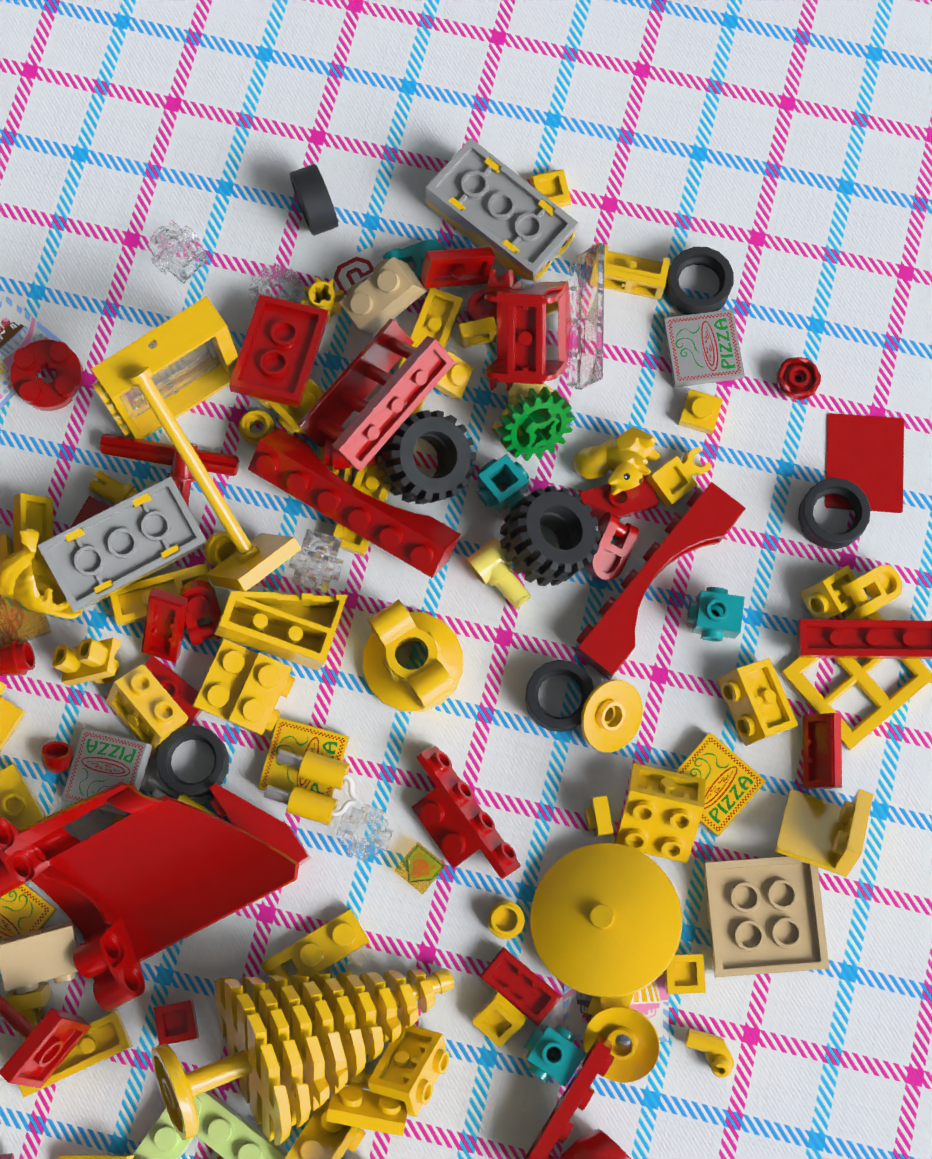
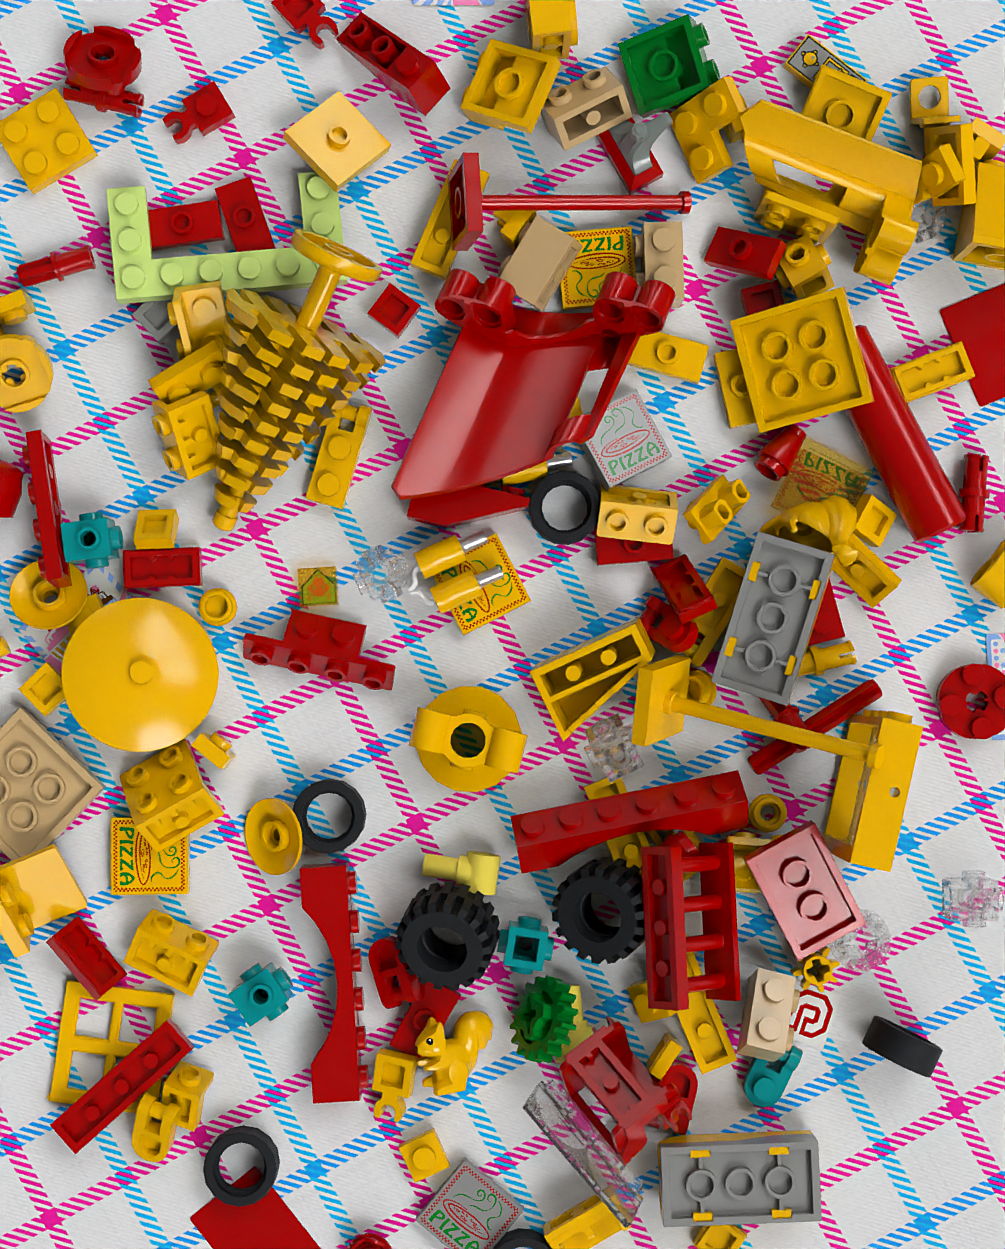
camera: 135 degrees right, 10 degrees up
(56, 756) = (671, 417): red hinge -> none
(244, 688) = (577, 598): yellow plate -> none
(457, 267) = (730, 1096): red plate -> none

